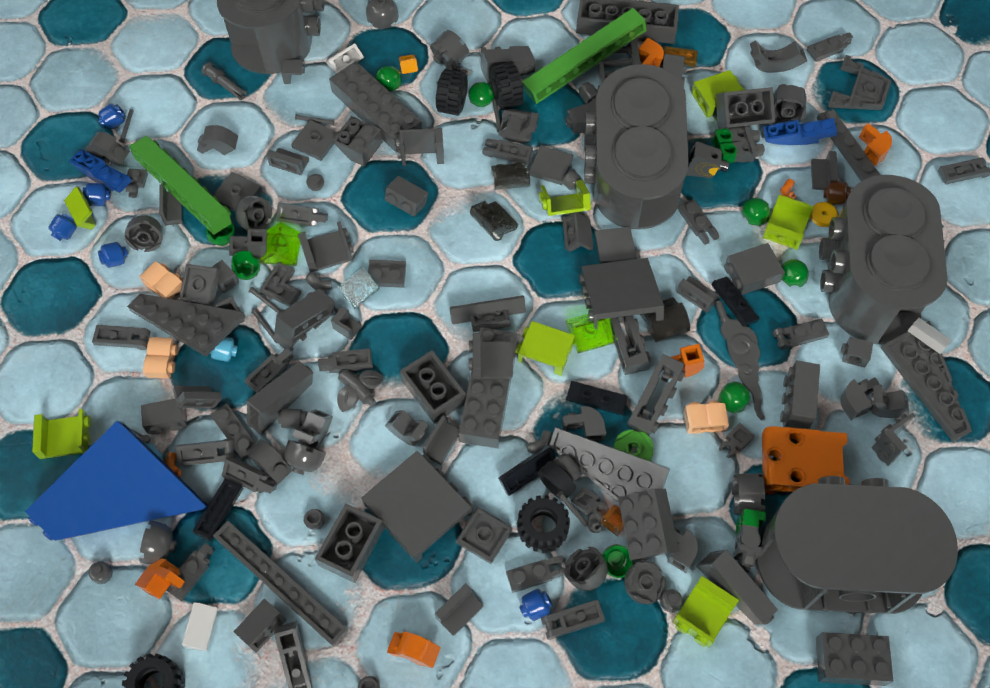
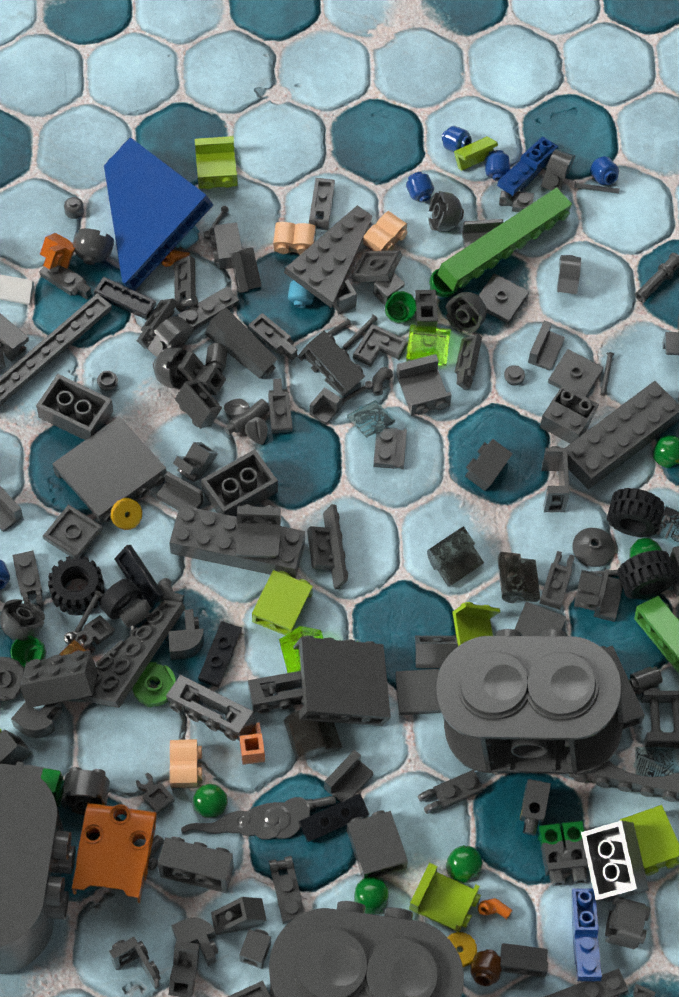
camera: 90 degrees right, 0 degrees up
(346, 428) = (198, 403): none -> dark grey brick
(464, 485) = (134, 513): none -> yellow piece
(474, 130) = (593, 555): none -> dark grey dish
(833, 366) = (238, 915): none -> dark grey slope

